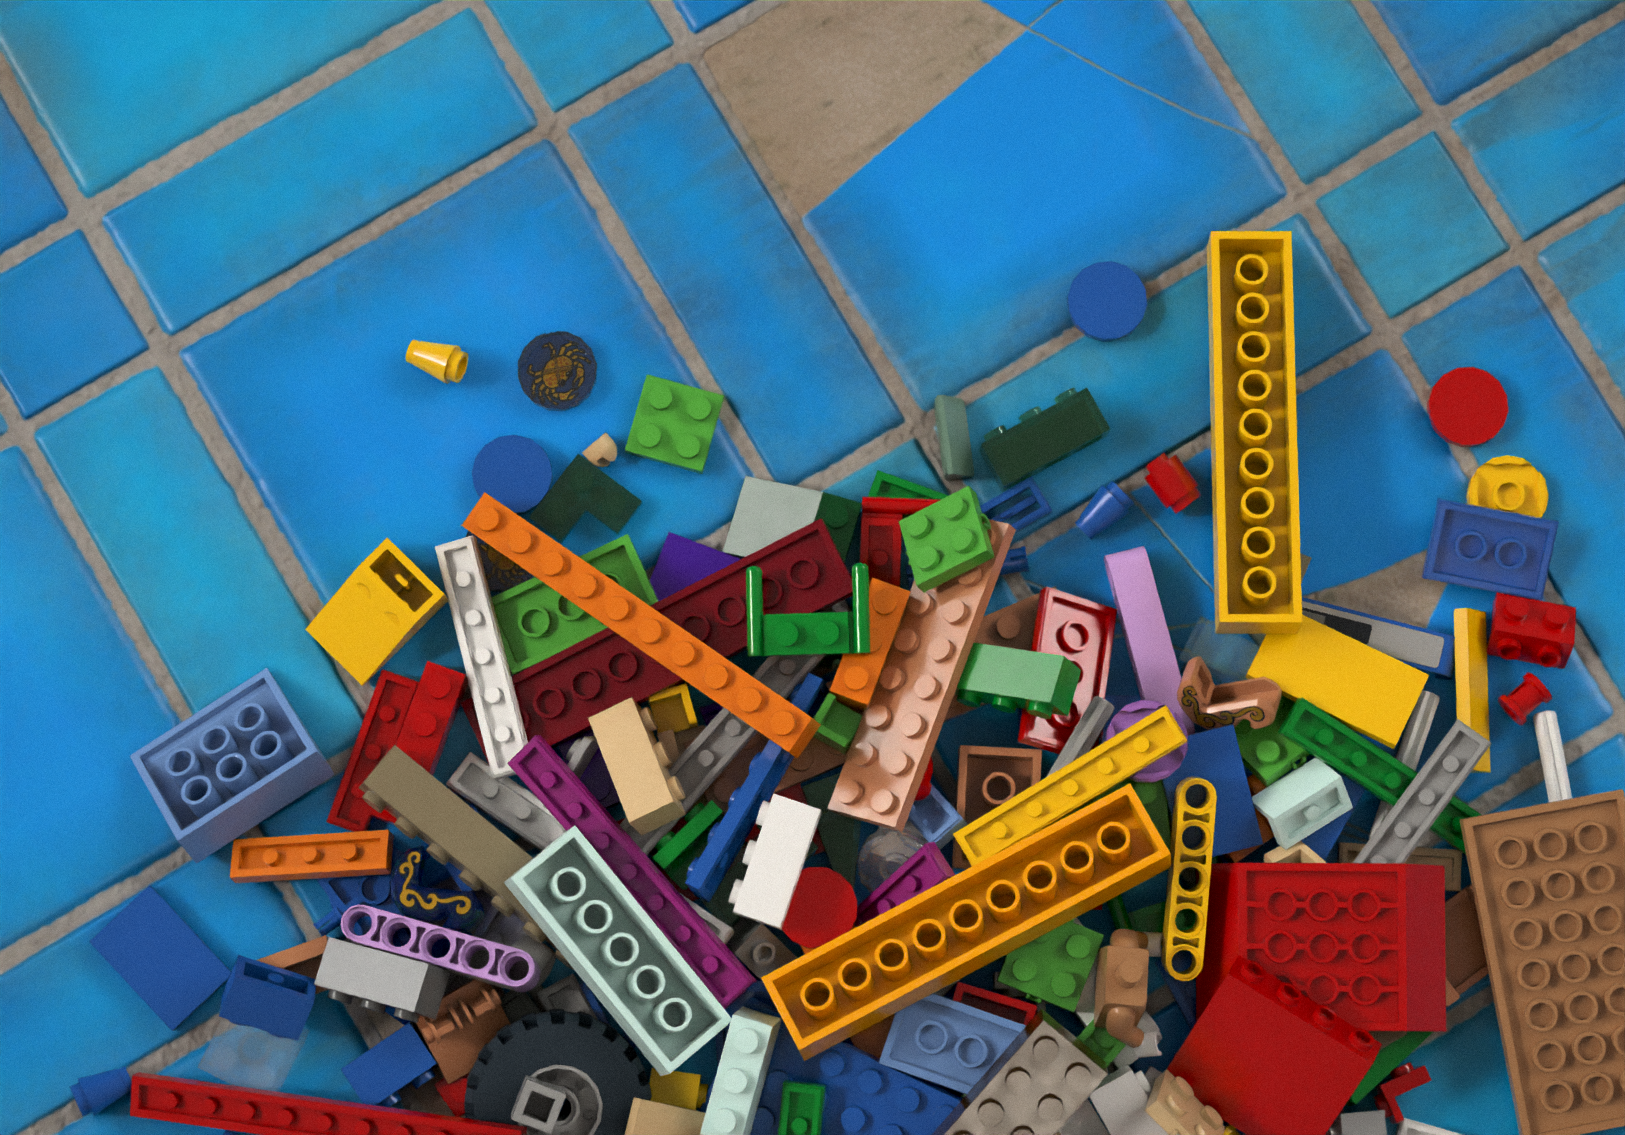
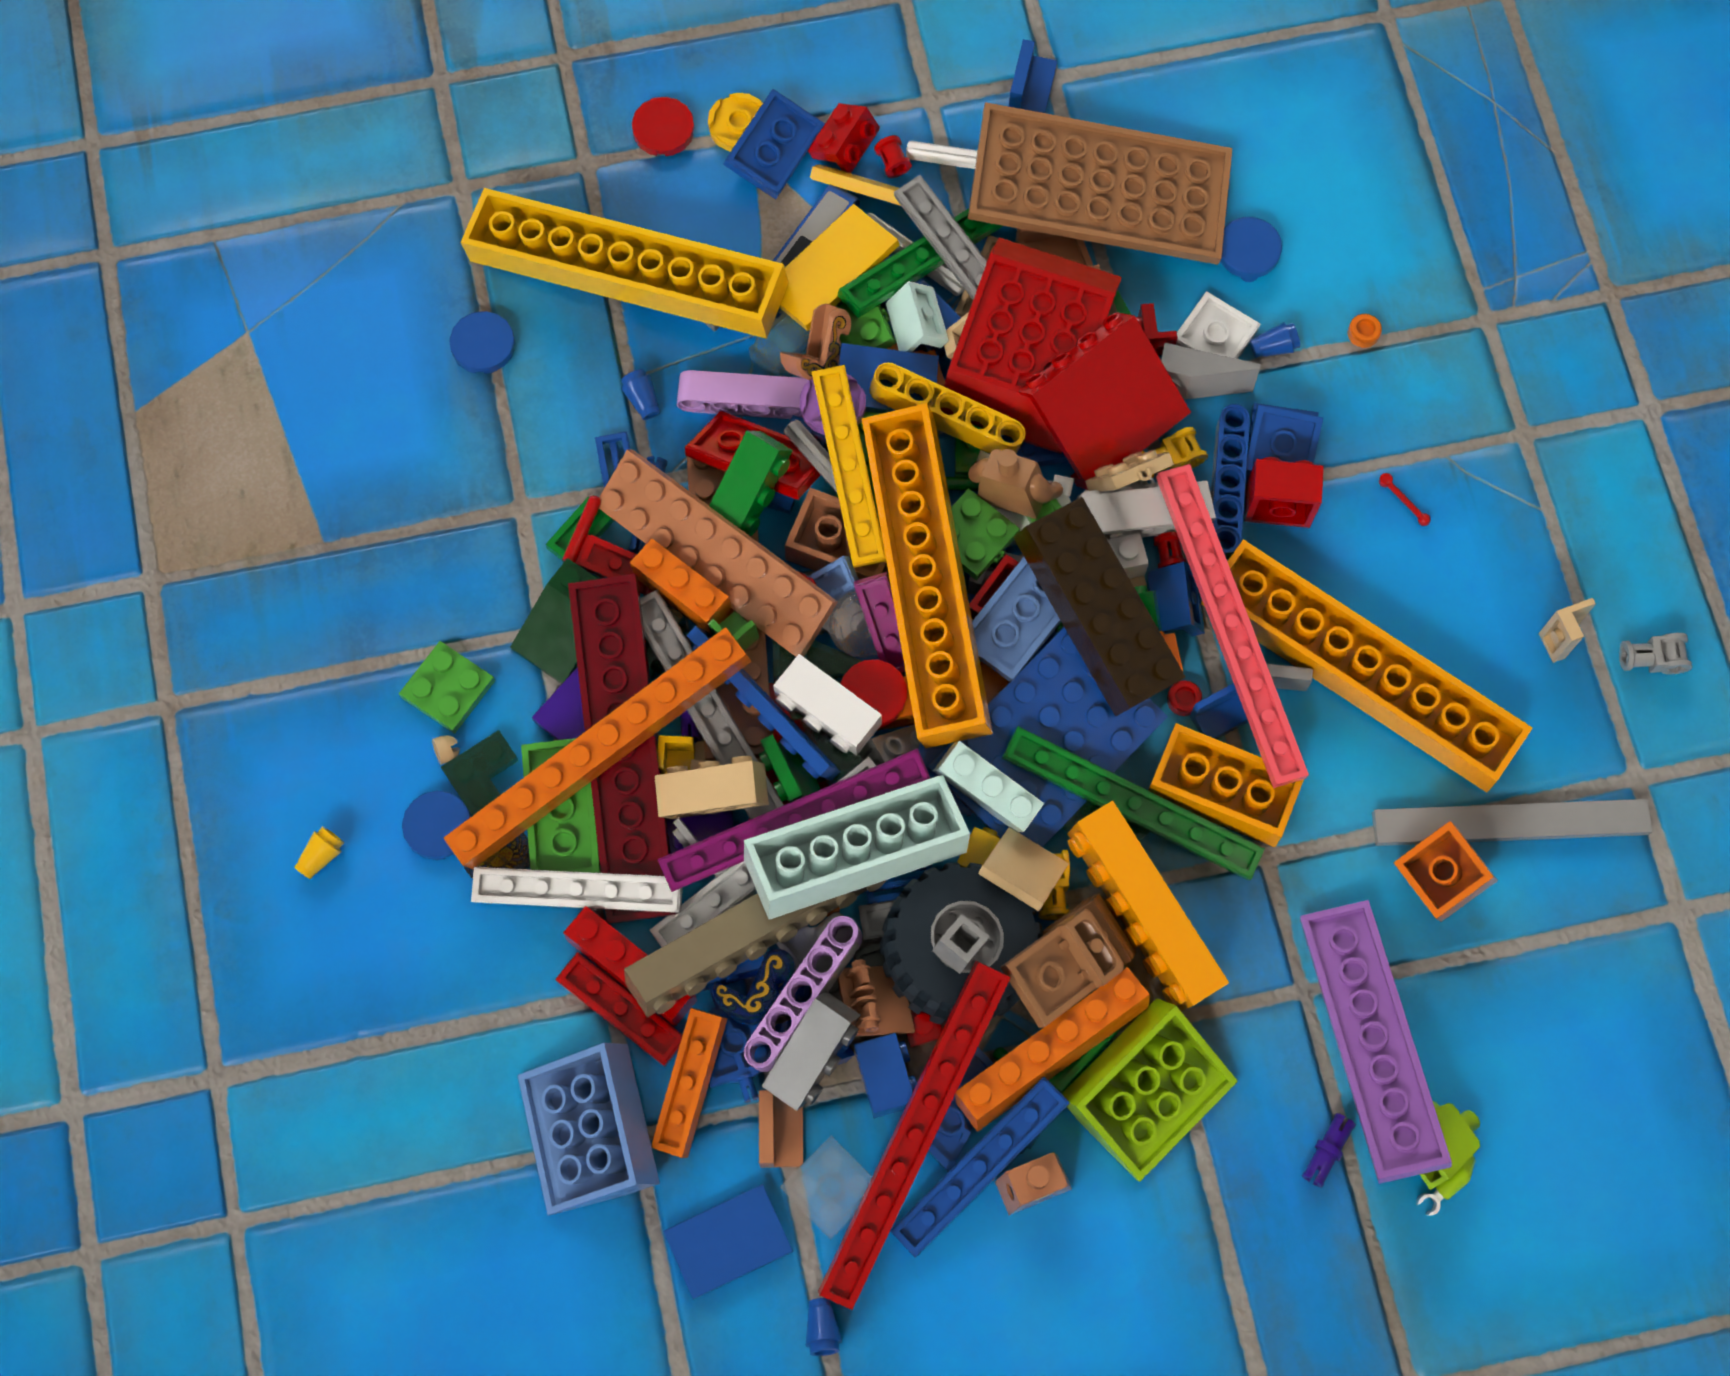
camera: 70 degrees left, 10 degrees down
(267, 998) = (795, 1153): blue brick -> none
(376, 612) = (505, 965): yellow slope -> none
(557, 371) = (367, 763): clear smoke tile -> none
(808, 631) = (654, 620): green plate -> none
(946, 539) = (621, 499): bright green plate -> none
(953, 438) = (542, 486): sand green slope -> none
(1043, 438) = (568, 418): clear green brick -> none
(1172, 482) = (639, 339): red brick -> none

